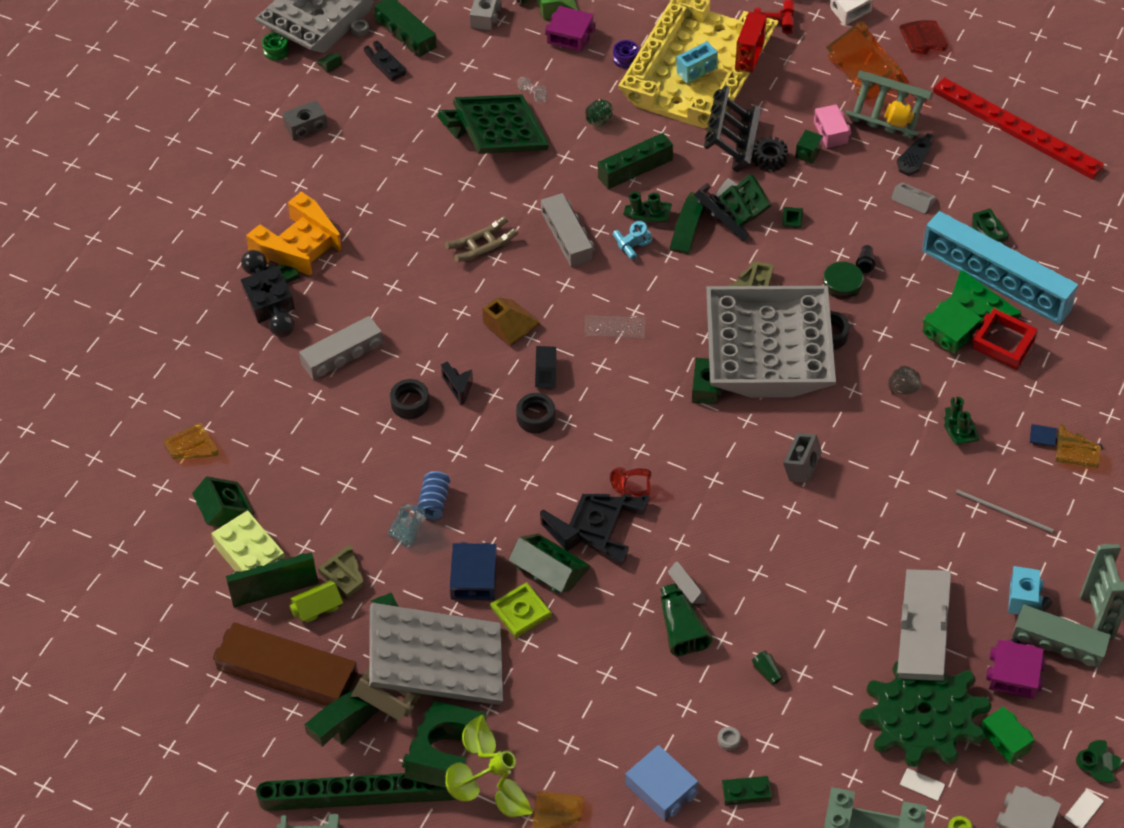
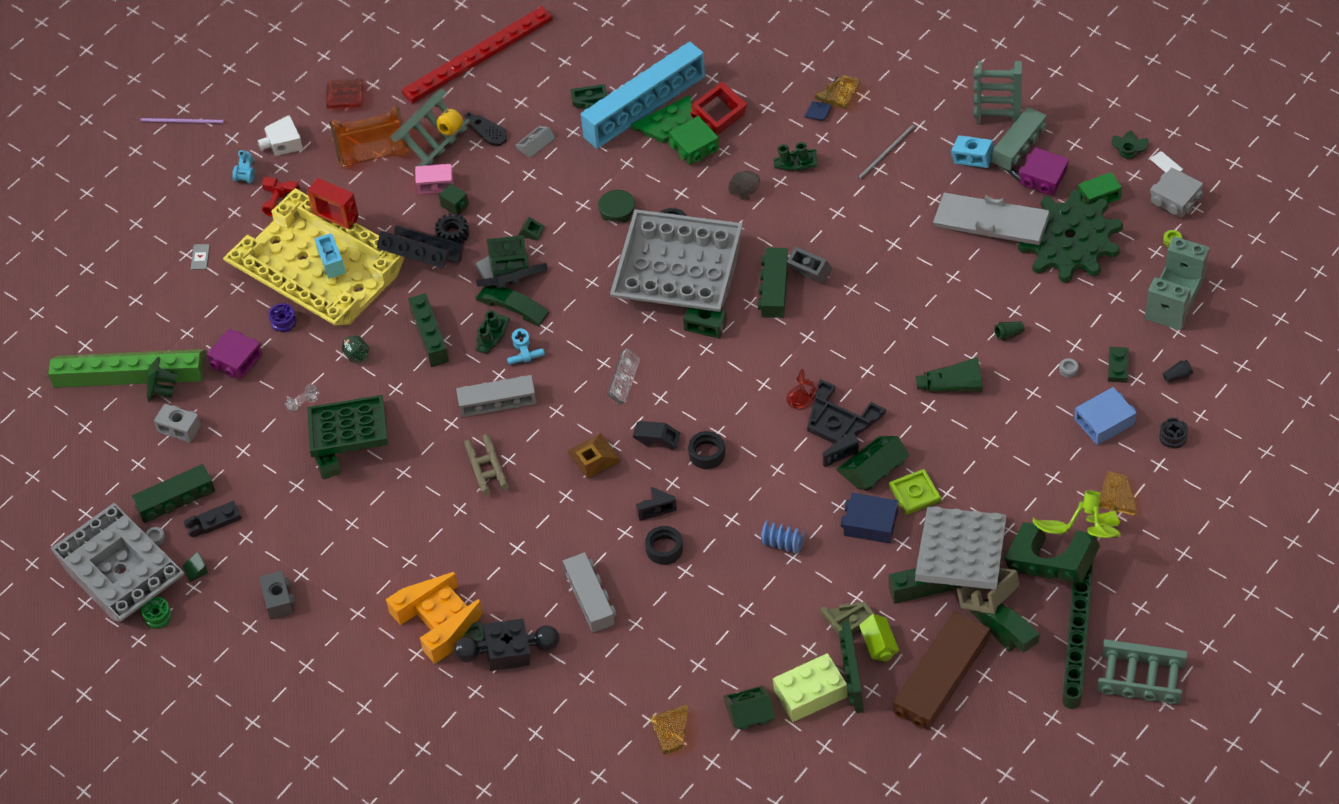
camera: 75 degrees left, 0 degrees up
(404, 527) = (814, 562): clear light blue piece -> none
(686, 584) = (918, 366): light grey slope -> none
(756, 275) = (599, 268): olive wing -> none
(771, 432) = (774, 282): none -> dark green brick
(866, 259) = (599, 185): black cone -> none
(922, 784) = (1129, 255): white sticker -> none

